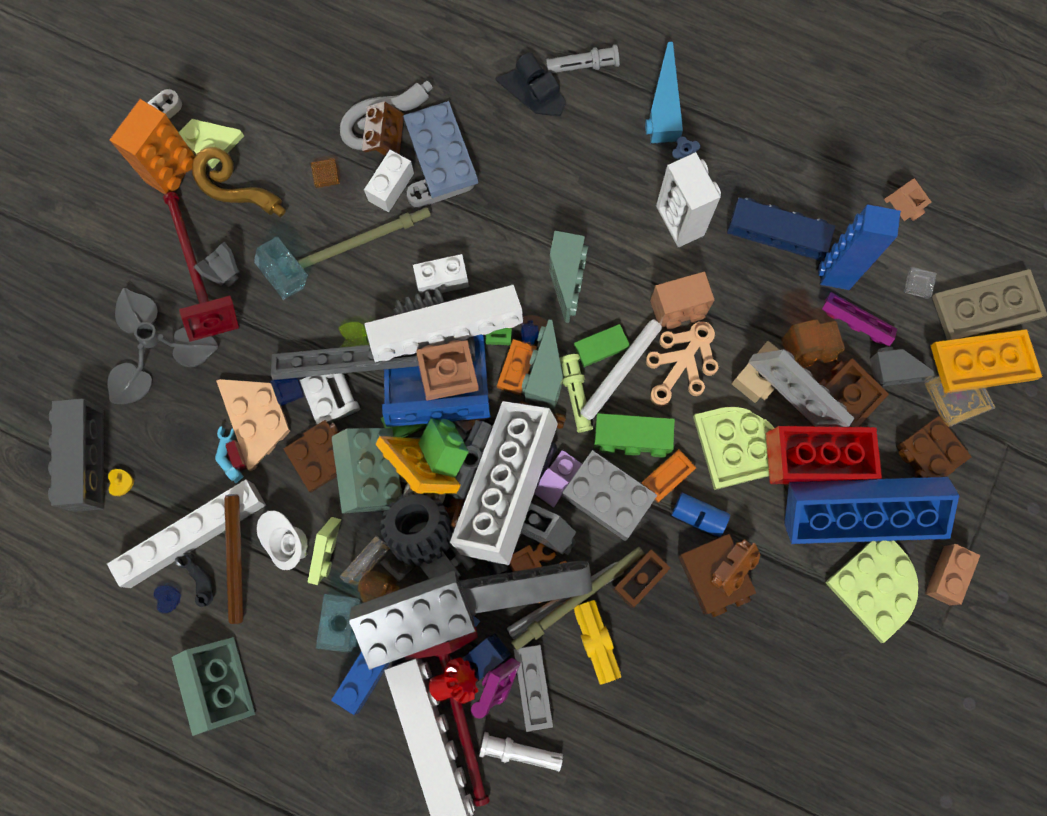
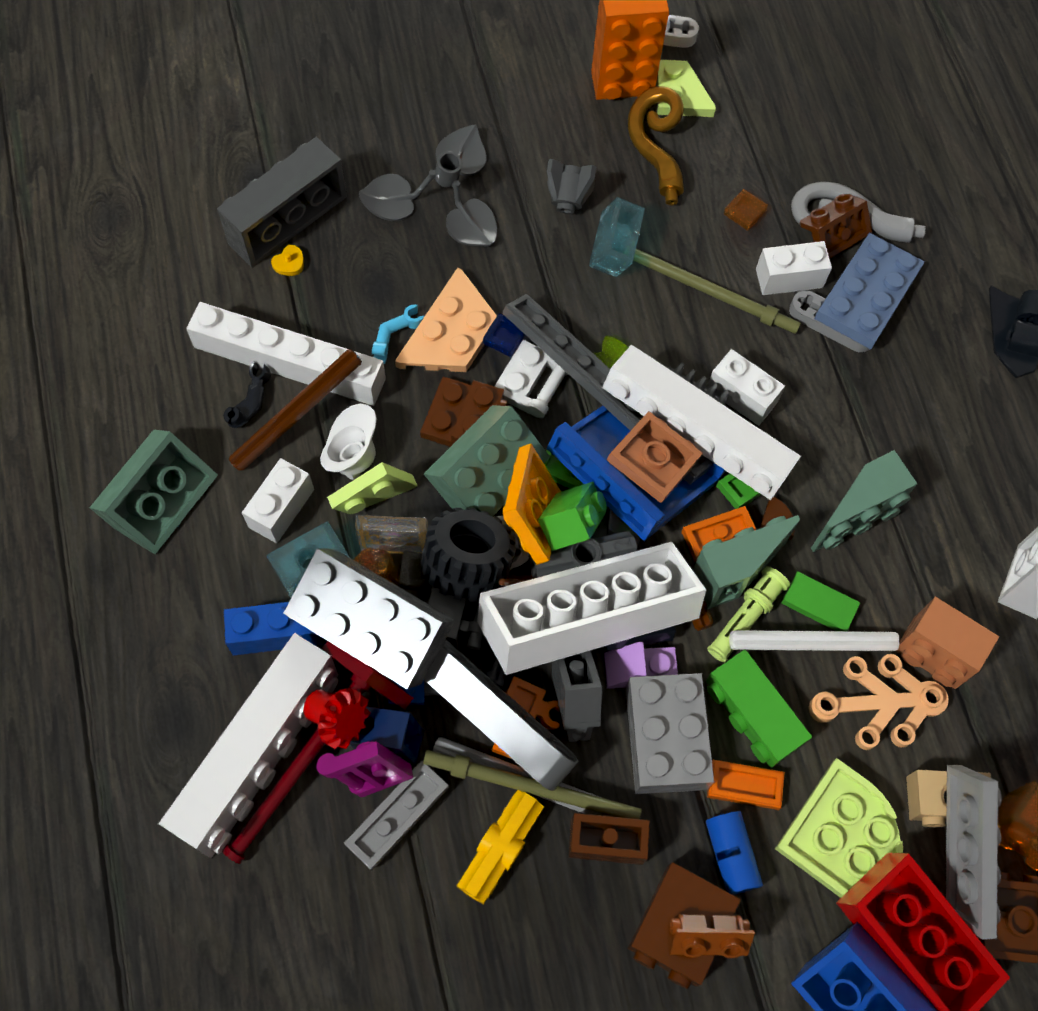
camera: 45 degrees right, 10 degrees down
(167, 598) = (209, 386): clear blue piece -> none
(208, 316) = (513, 209): dark red tile -> none
(235, 455) = (399, 338): dark red tile -> none
(283, 613) = (278, 500): none -> white brick
(507, 750) = (309, 840): white pin -> none
(529, 332) = (765, 514): clear blue plate -> none

